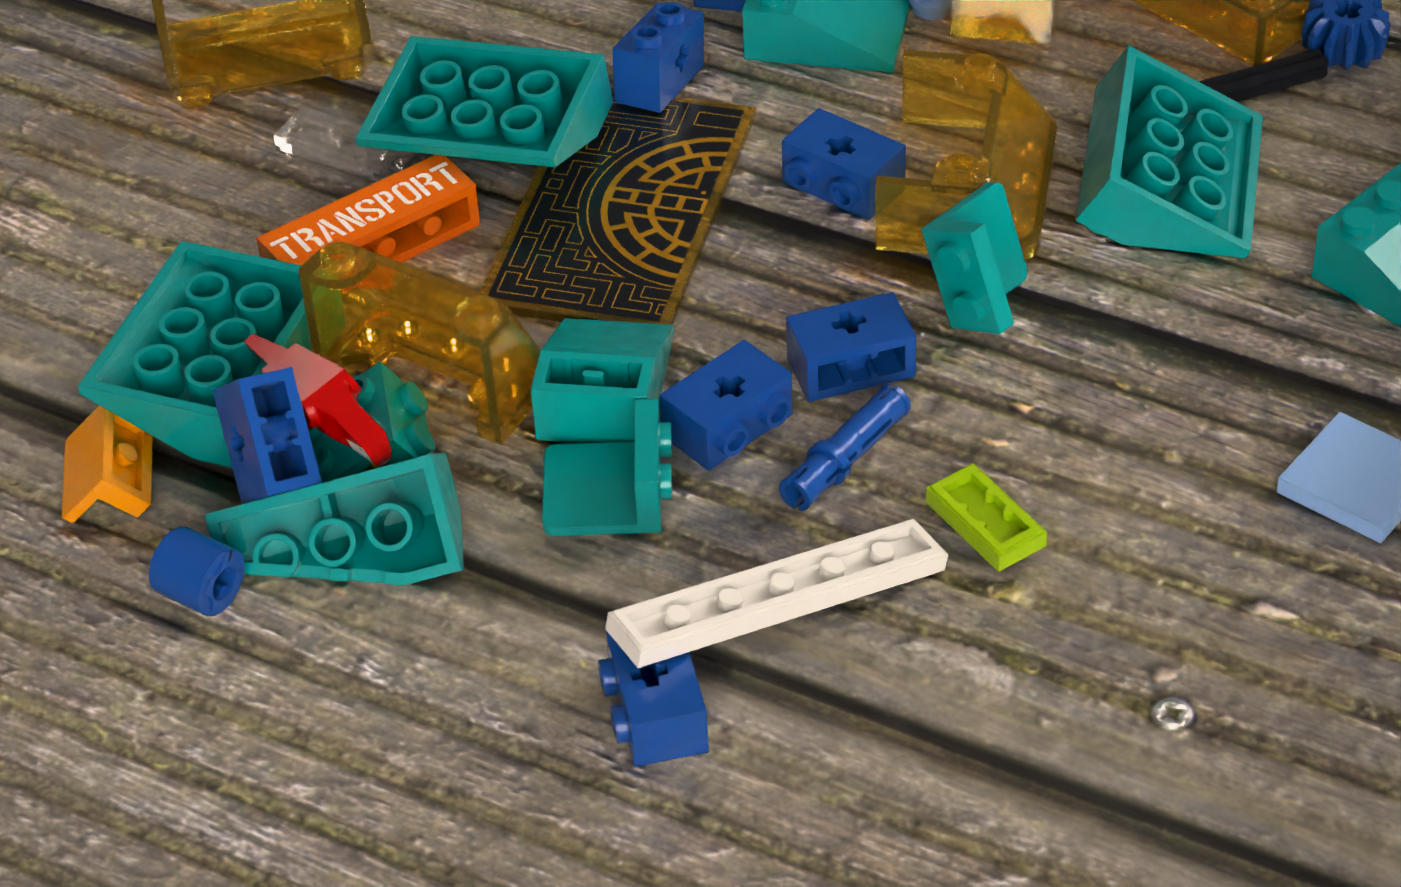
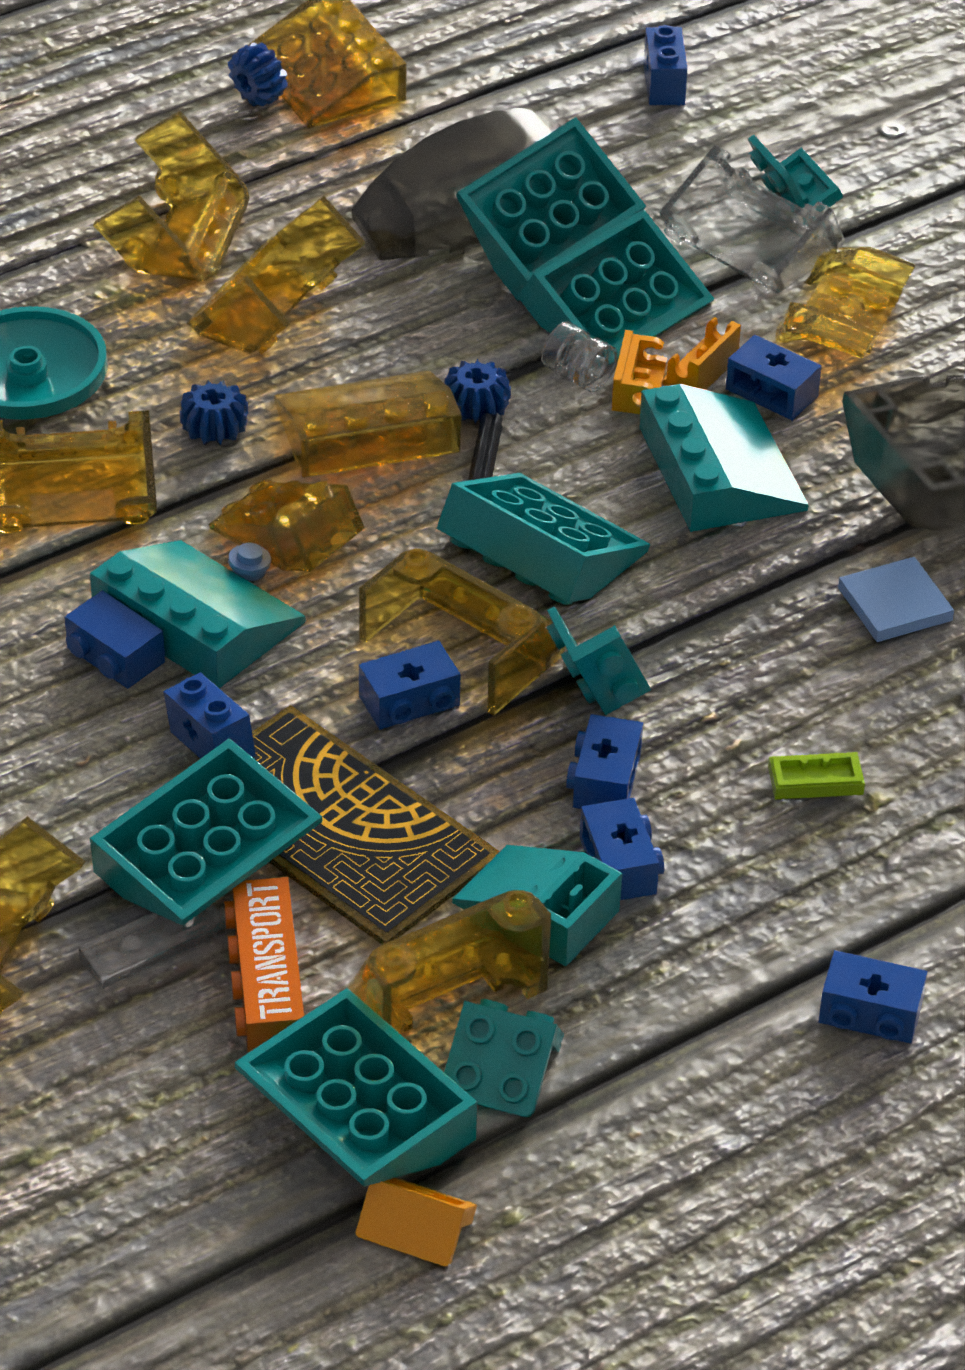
camera: 65 degrees left, 0 degrees up
(196, 571) = (586, 1195): blue piece -> none
(266, 435) = (518, 1085): blue brick -> none
(327, 398) = (495, 1040): red animal -> none
(365, 527) = (599, 1085): teal wedge -> none
(610, 483) = (652, 935): teal bracket -> none
(774, 592) = (835, 897): white tile -> none
(831, 459) = (708, 823): blue pin -> none

